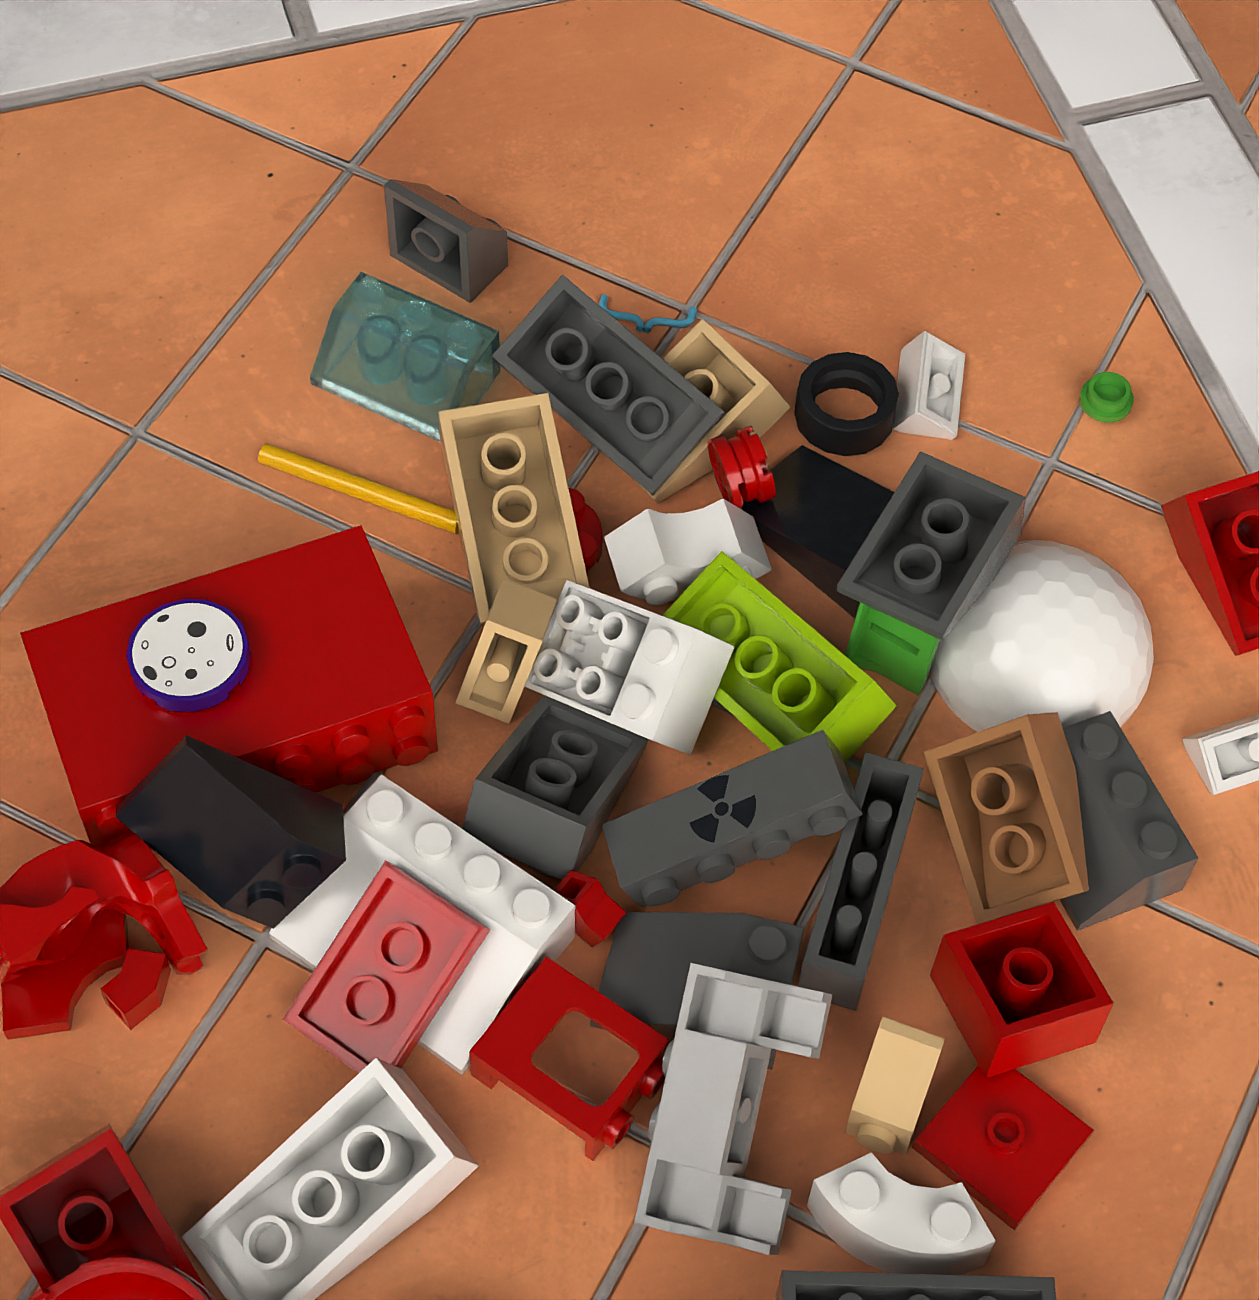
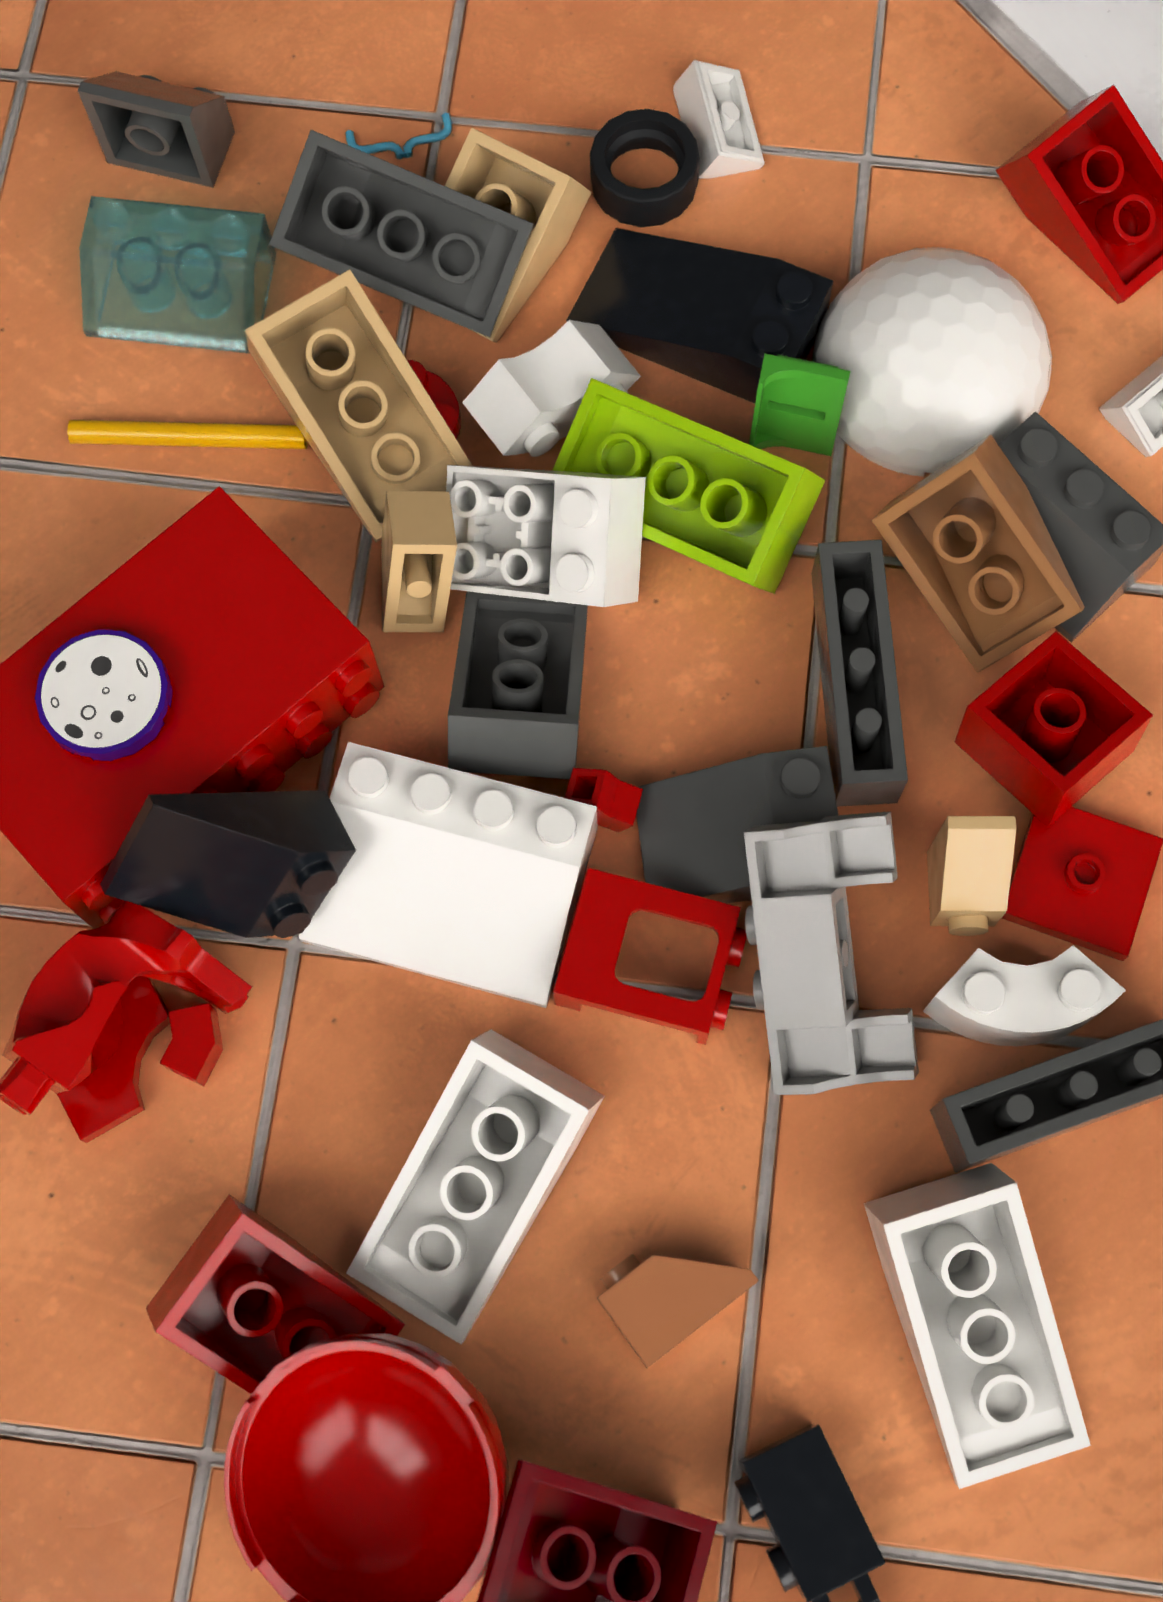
camera: 15 degrees left, 15 degrees up
(386, 972) = (436, 941): tile -> none
(732, 820) = (715, 661): dark grey brick -> none
(741, 468) = (572, 278): red wheel -> none
(935, 546) = (812, 303): dark grey slope -> none
(1107, 397) = (898, 70): bright green plate -> none

